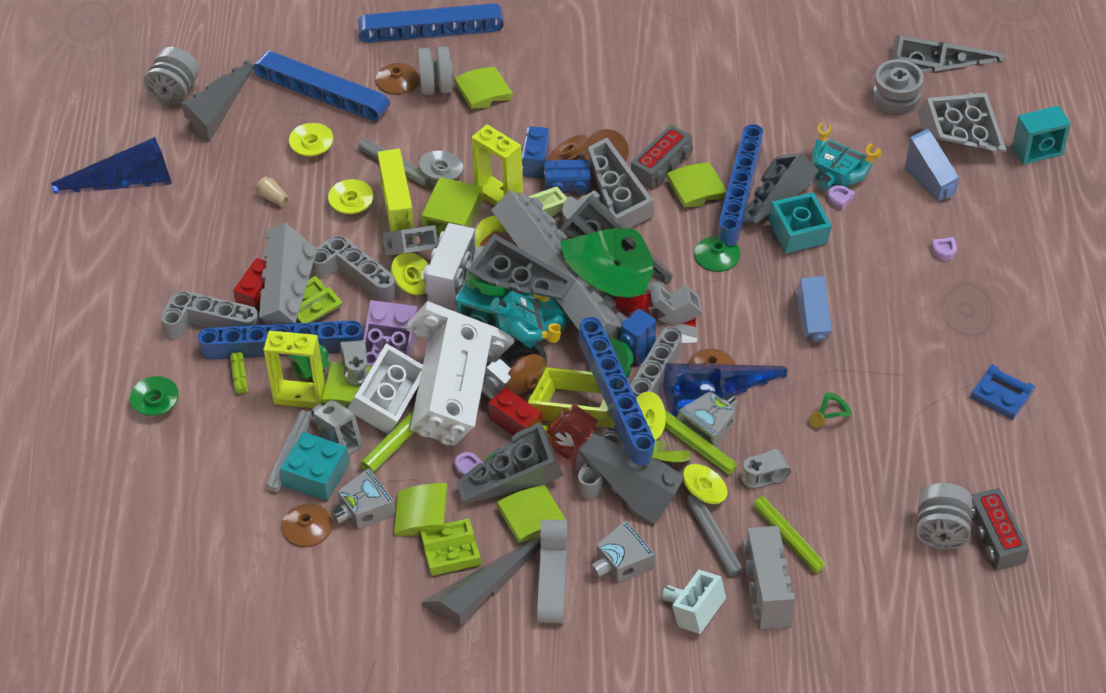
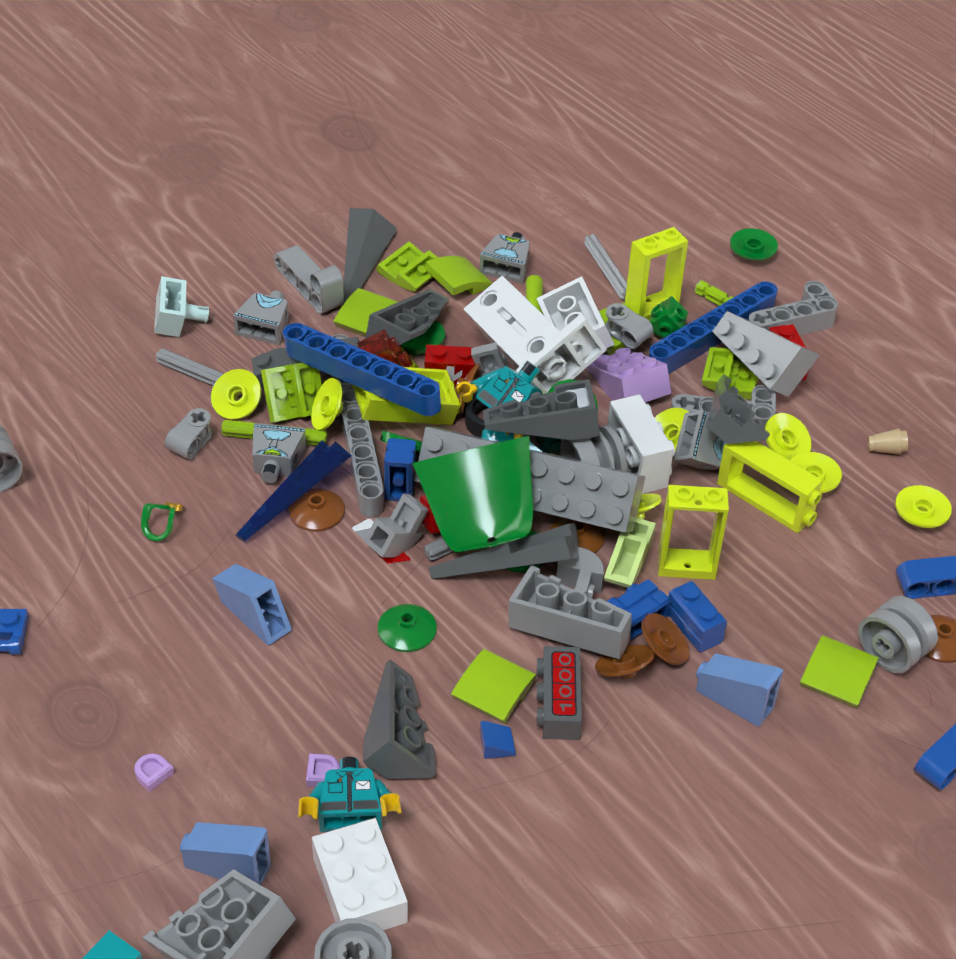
camera: 140 degrees right, 5 degrees down
(310, 532) = (540, 234): dark orange dish -> none
(315, 466) = (571, 256): teal brick -> none
(338, 226) = (787, 435): none -> neon yellow dish
(338, 425) = (593, 275): light grey torso -> none
(380, 224) = (732, 416): none -> dark grey wedge
(410, 170) = (824, 537): light grey axle -> none
(440, 164) = (770, 538): light grey dish -> none
(452, 203) = (699, 524): lime brick -> none
(465, 462) = (457, 325): lavender tile -> none
(555, 97) = (740, 686): none -> medium blue slope
(723, 157) = (496, 740): none -> blue slope
(740, 185) = (411, 639): blue beam -> none
(769, 576) = (123, 349): light grey wedge -> none
(789, 534) = (133, 402): lime axle -> none
(799, 222) = (336, 685): teal brick -> none
(864, 120) = (360, 875): none -> white brick

